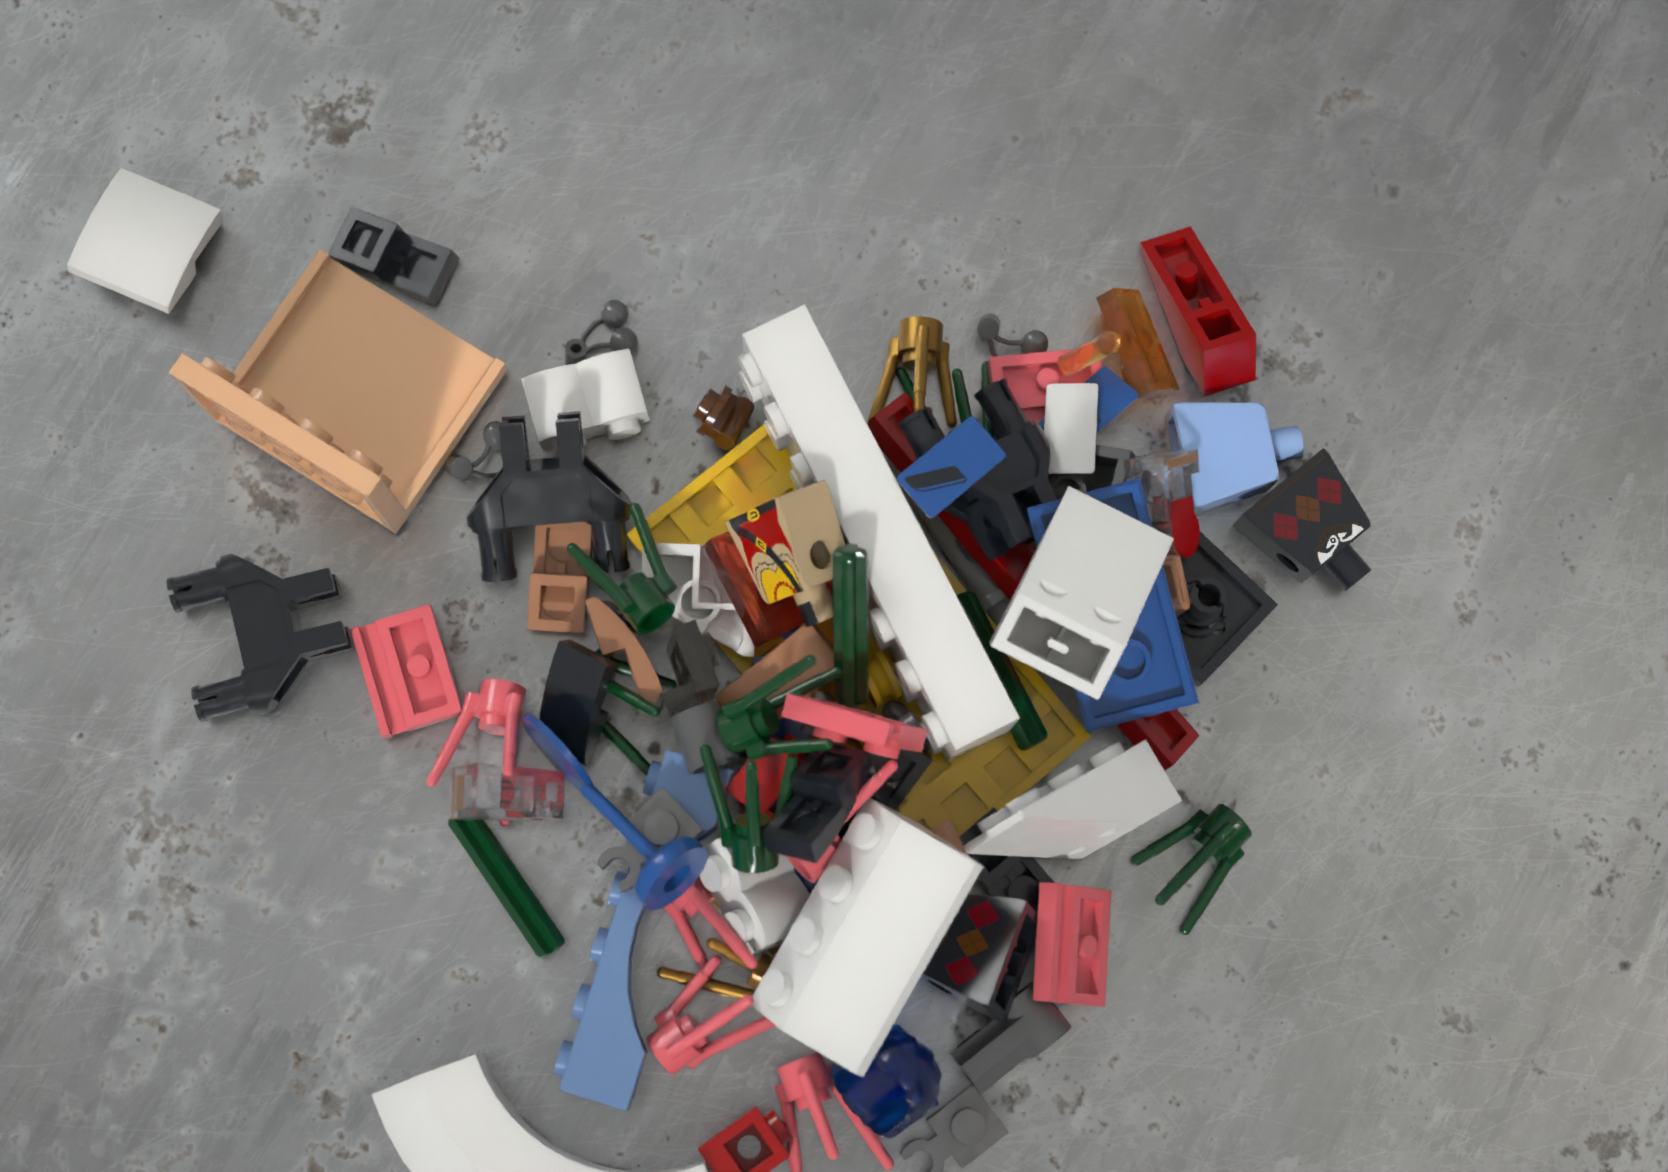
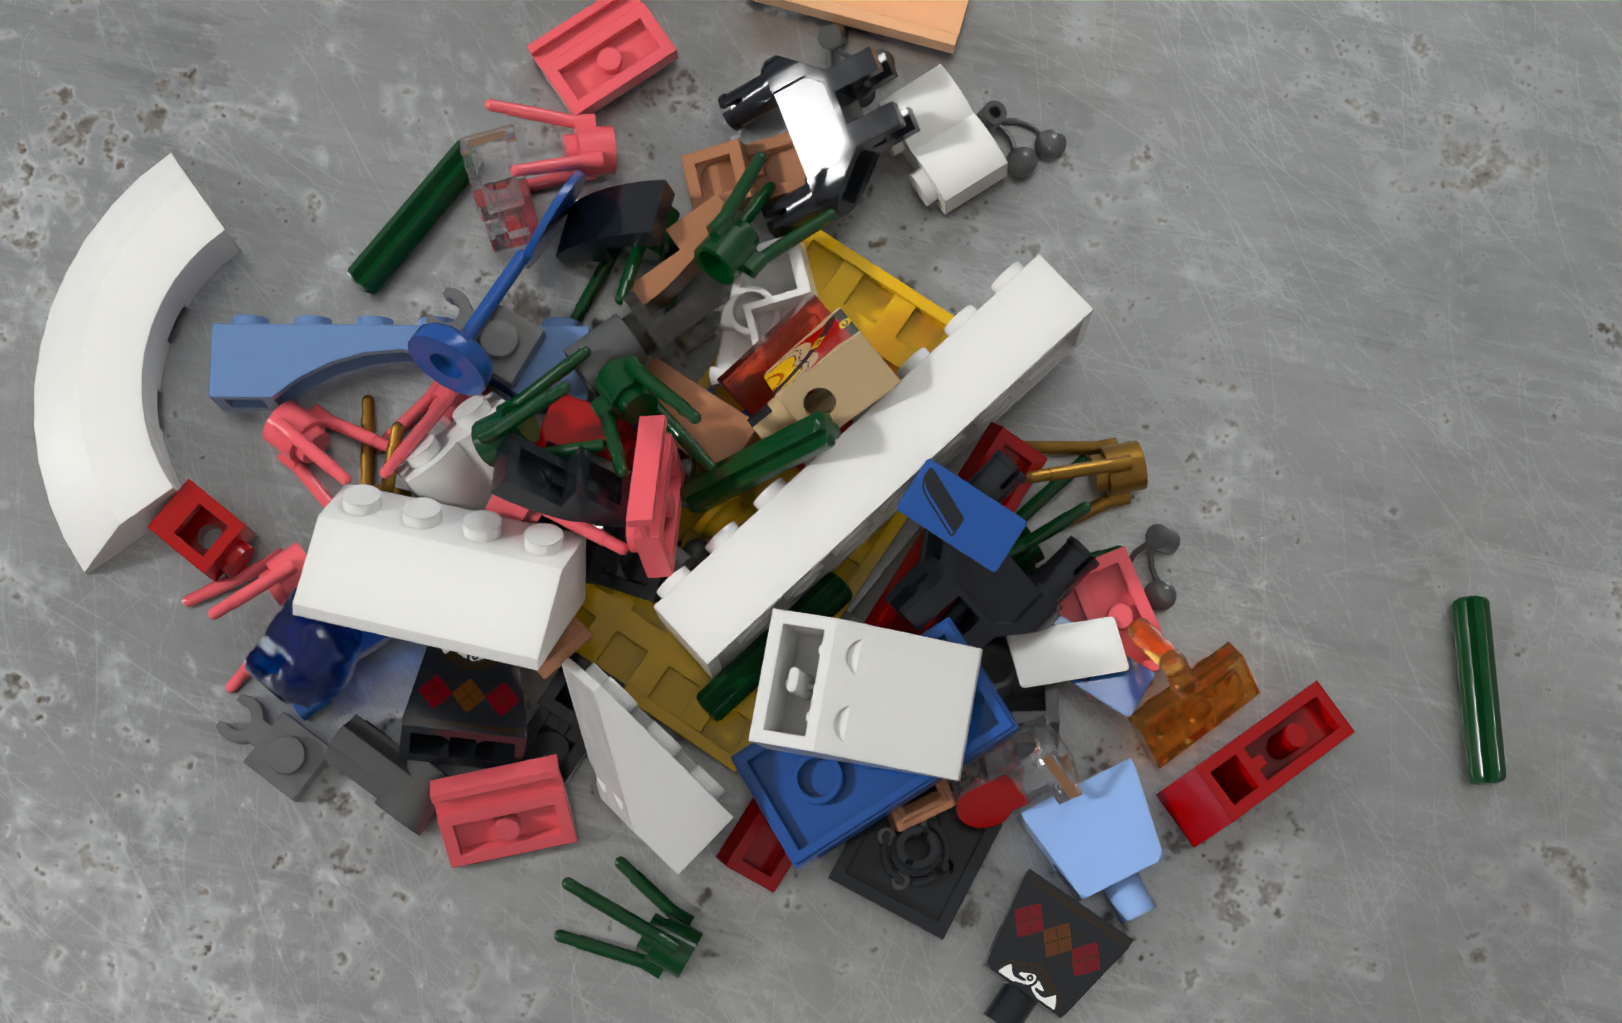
camera: 85 degrees right, 0 degrees up
(723, 416) = (965, 282): reddish brown plate -> none
(1184, 118) = (1479, 690): none -> dark green axle

